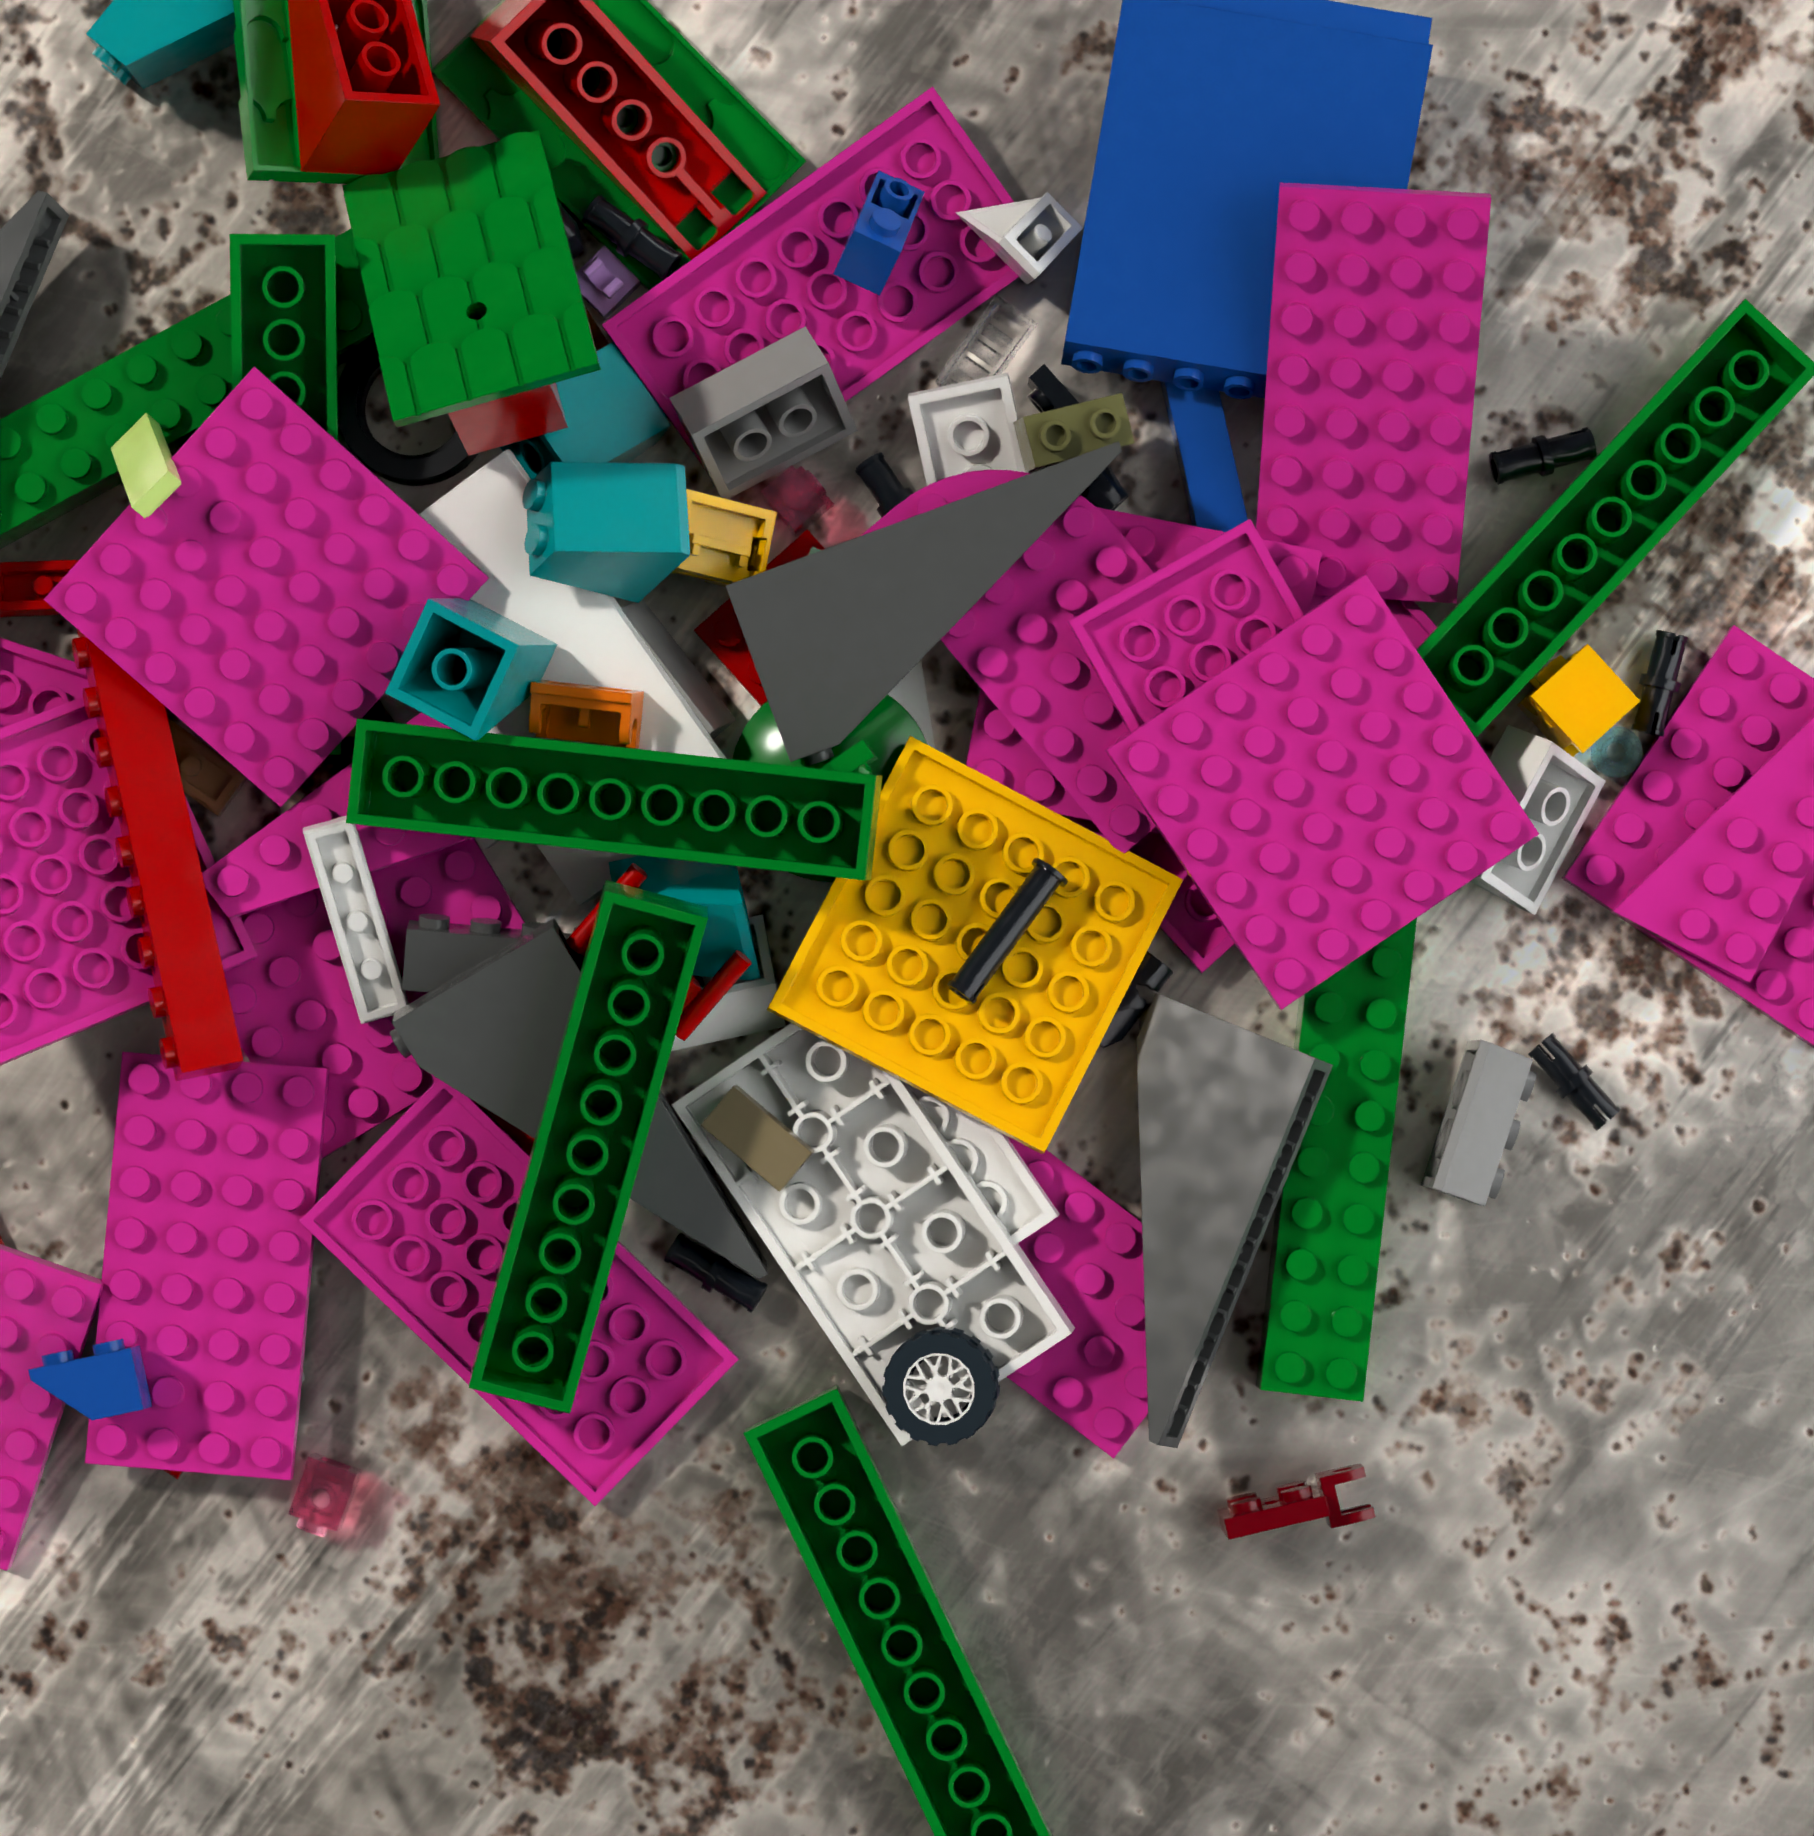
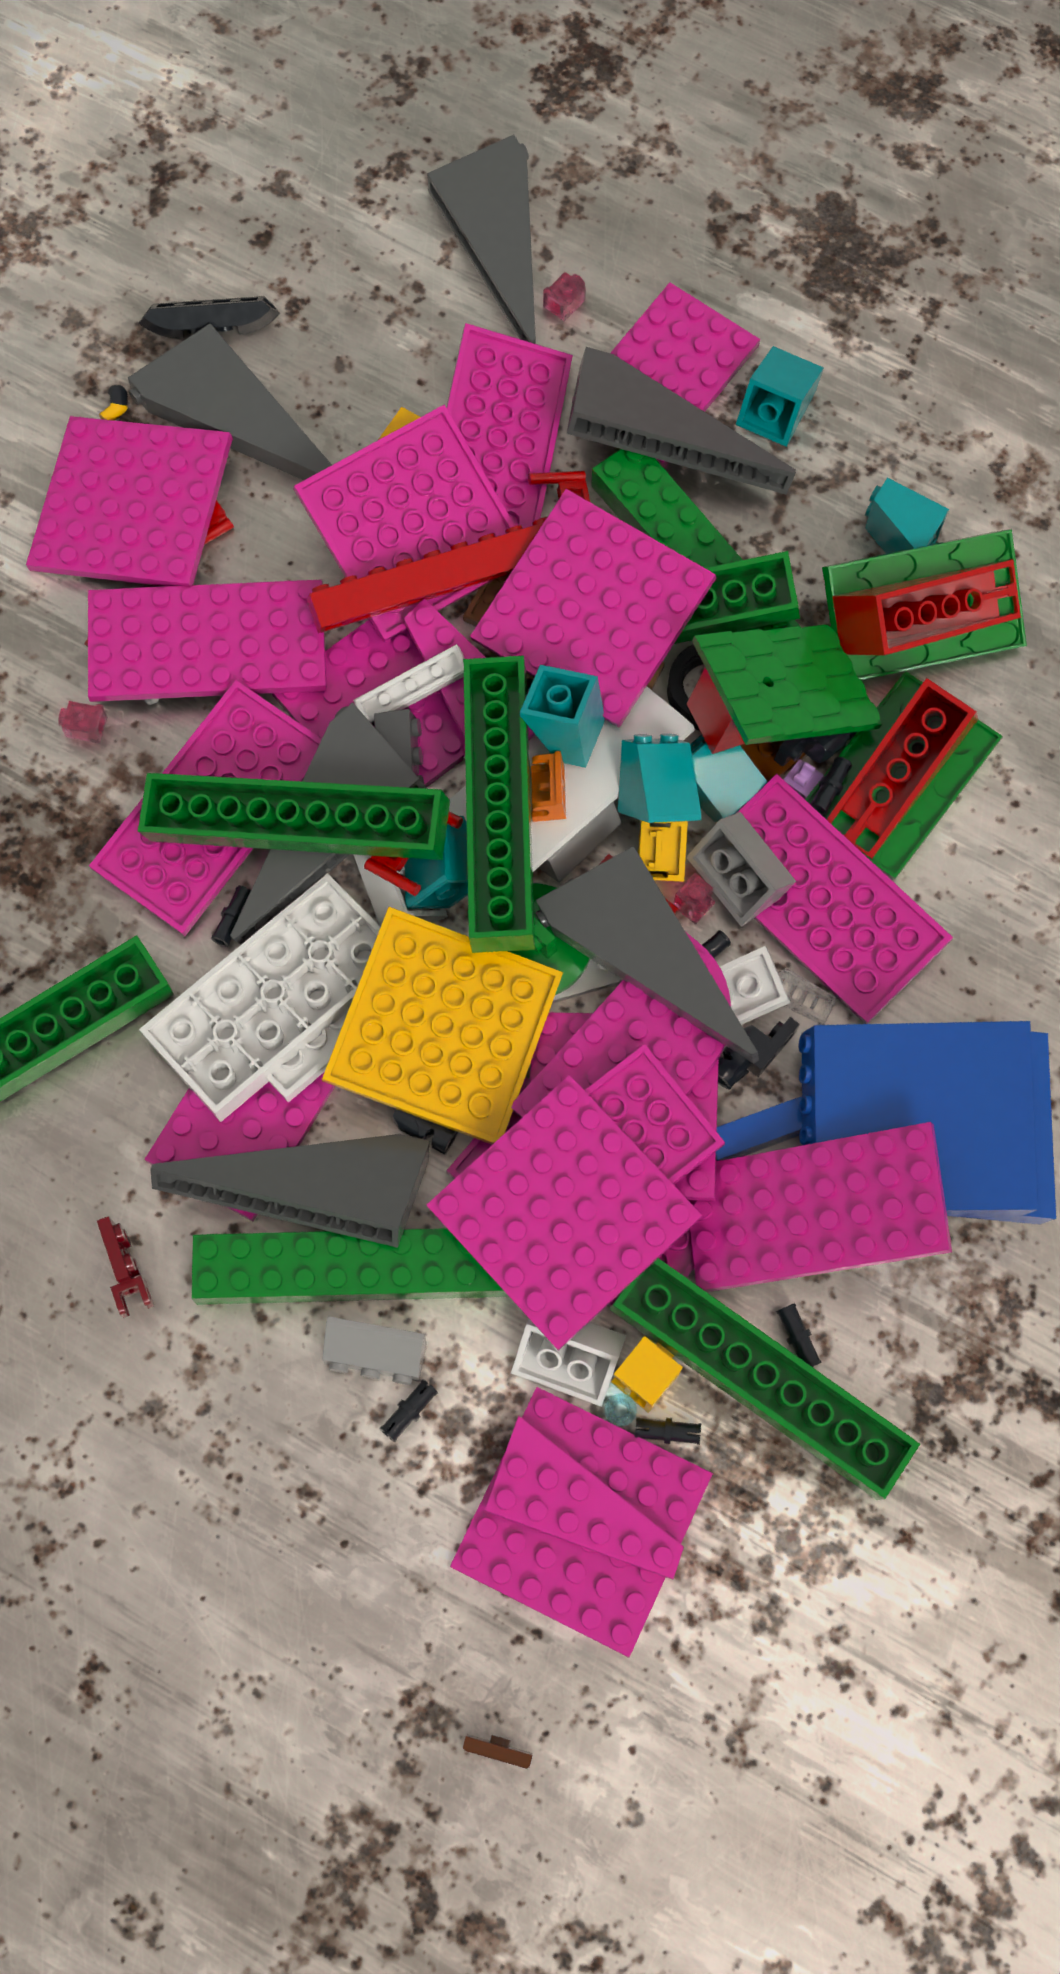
camera: 80 degrees right, 15 degrees down
(99, 1384) = (130, 584): blue slope -> none
(146, 466) = (649, 531): yellowish green tile -> none
(757, 1138) = (312, 920): dark tan tile -> none
(879, 233) = (859, 915): blue slope -> none
(941, 1386) = (175, 1041): black wheel -> none
(1006, 931) = (452, 1038): black pin -> none
(1024, 232) = (875, 1000): white slope -> none
(1072, 431) = (764, 1038): olive brick -> none

